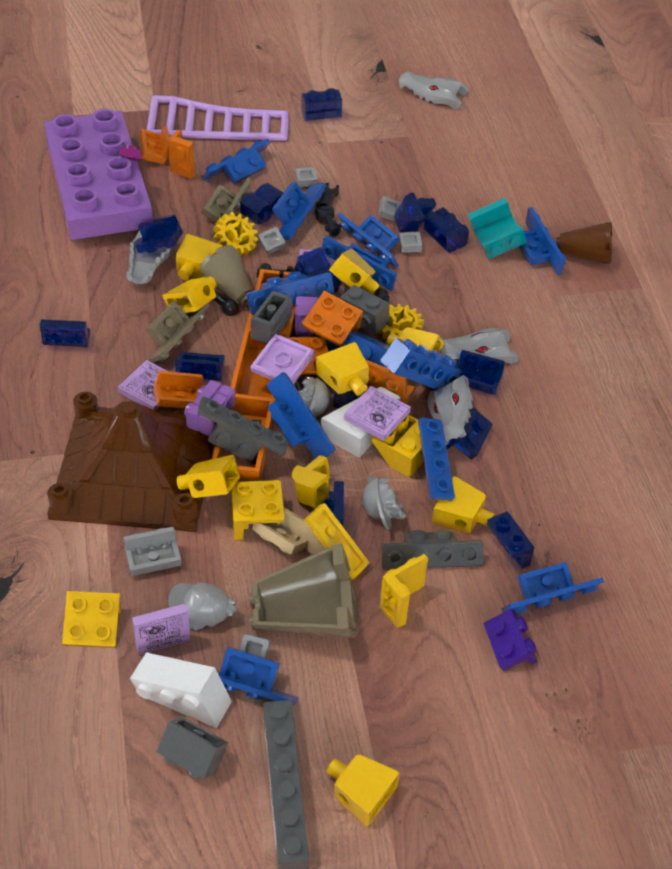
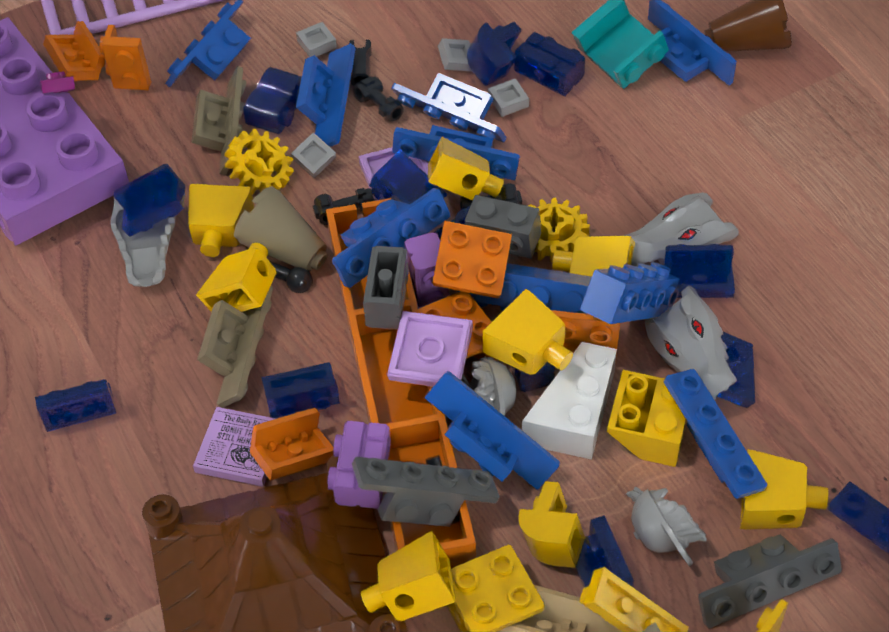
camera: 15 degrees left, 5 degrees up
(377, 413) = (602, 389): lavender tile -> none

